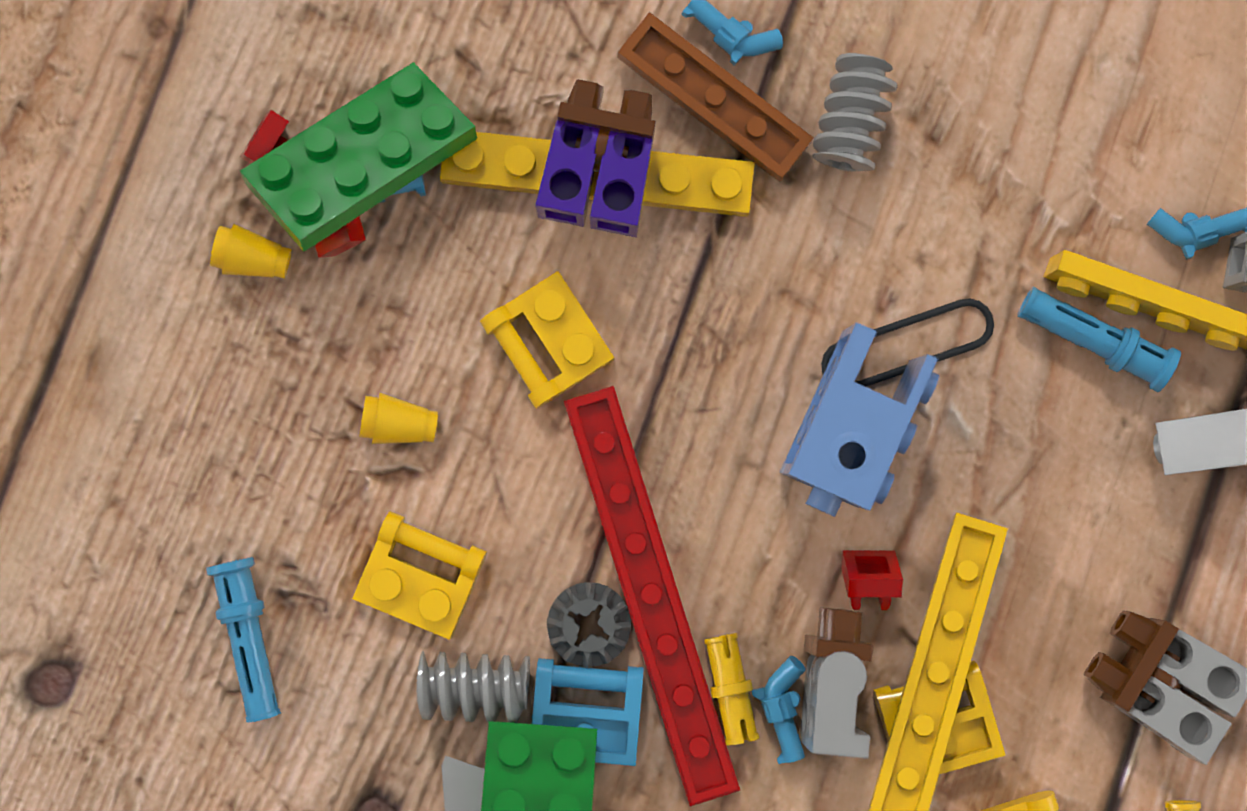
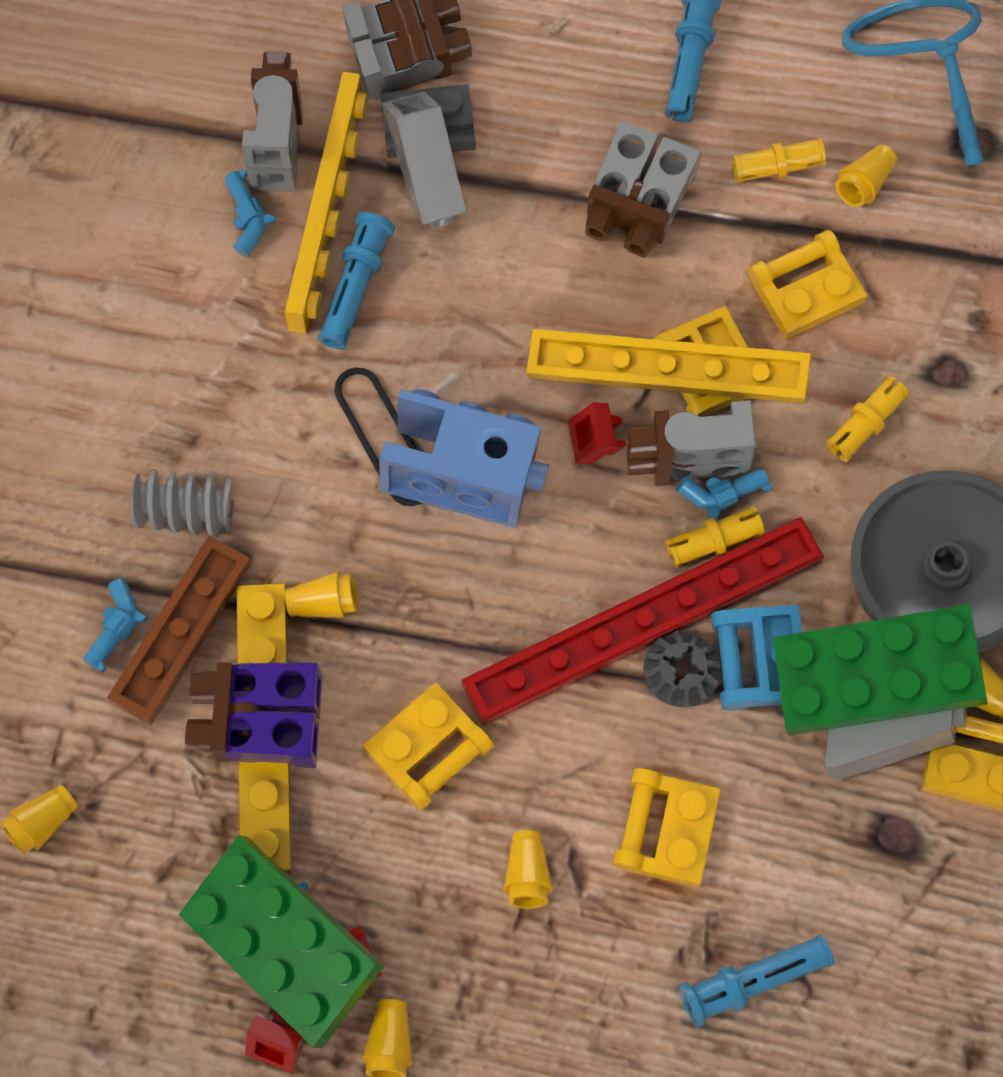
camera: 100 degrees left, 15 degrees down
(472, 688) = (756, 755): light grey piece -> none
(727, 253) = (324, 597): none -> yellow cone

